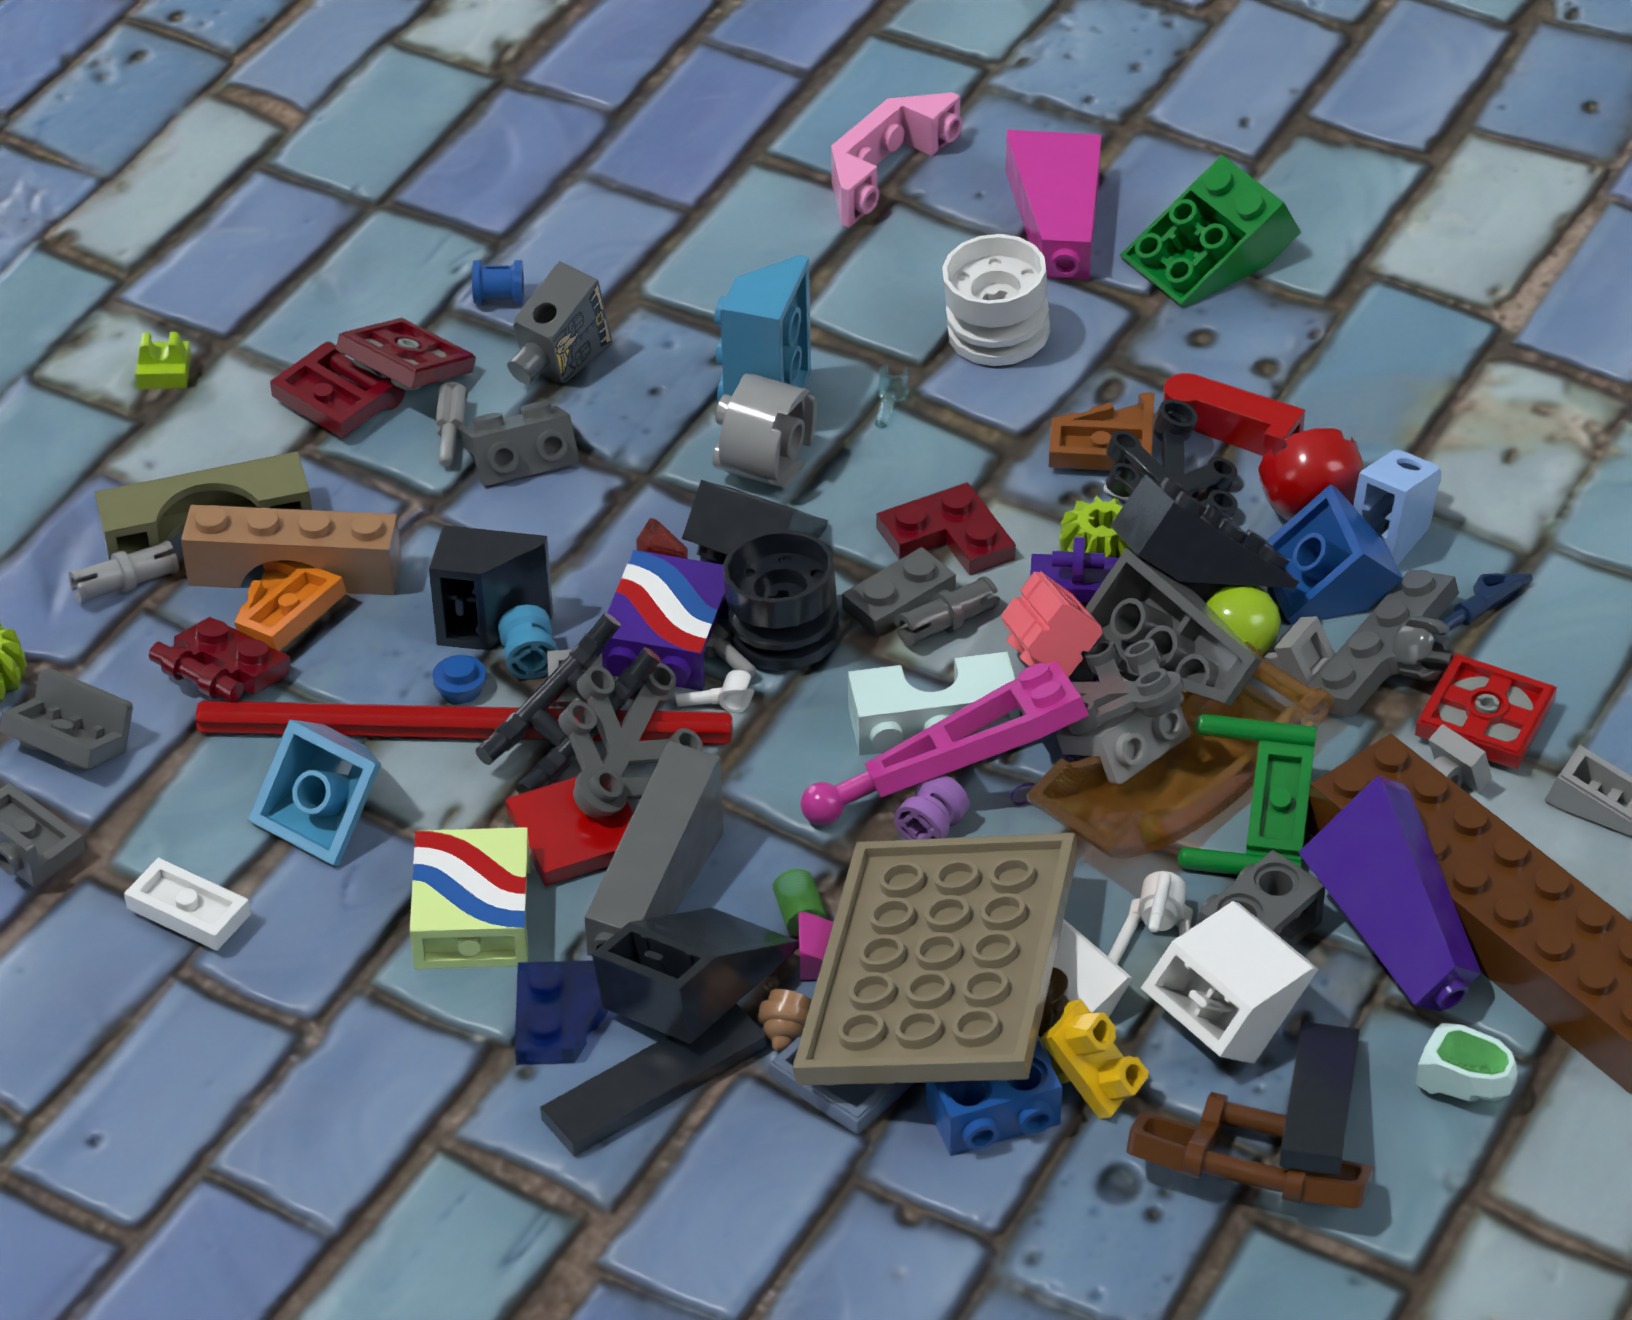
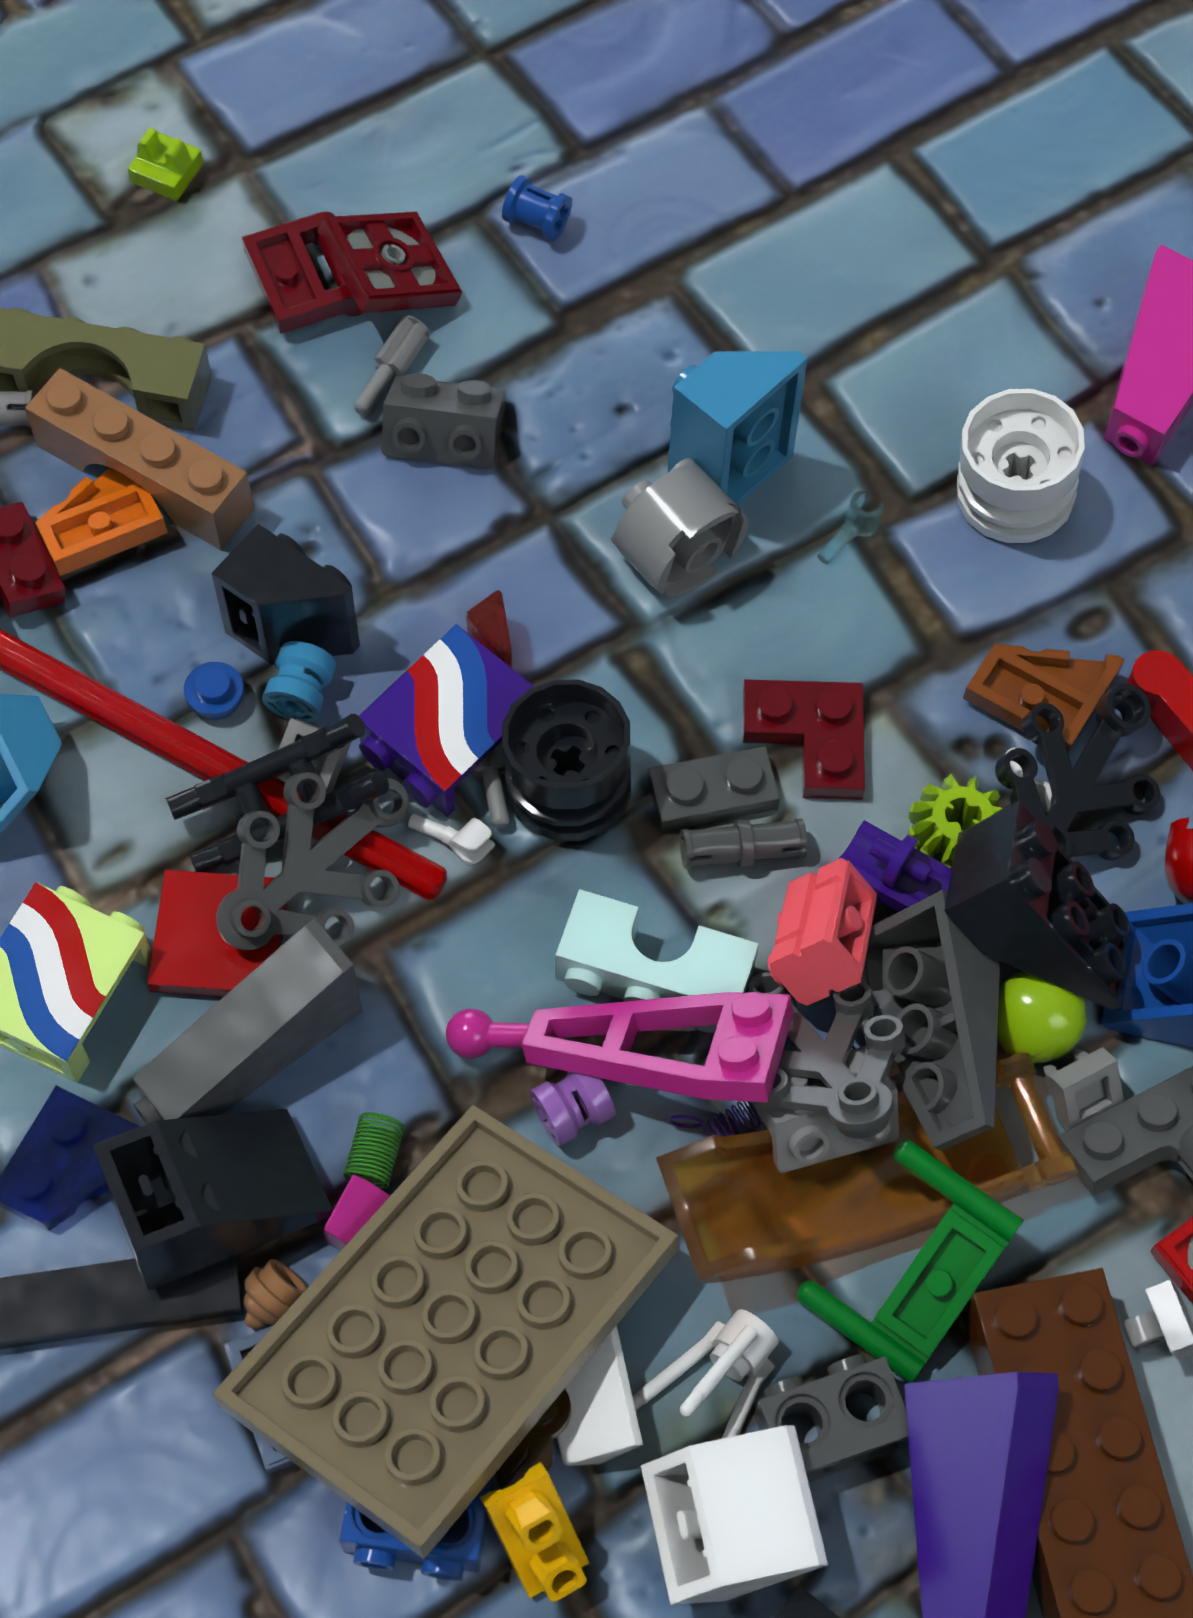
camera: 25 degrees right, 20 degrees up
(560, 327) = (552, 301): dark grey torso -> none
(727, 516) = (606, 636): black slope -> none
(917, 121) = (1085, 187): bright pink slope -> none

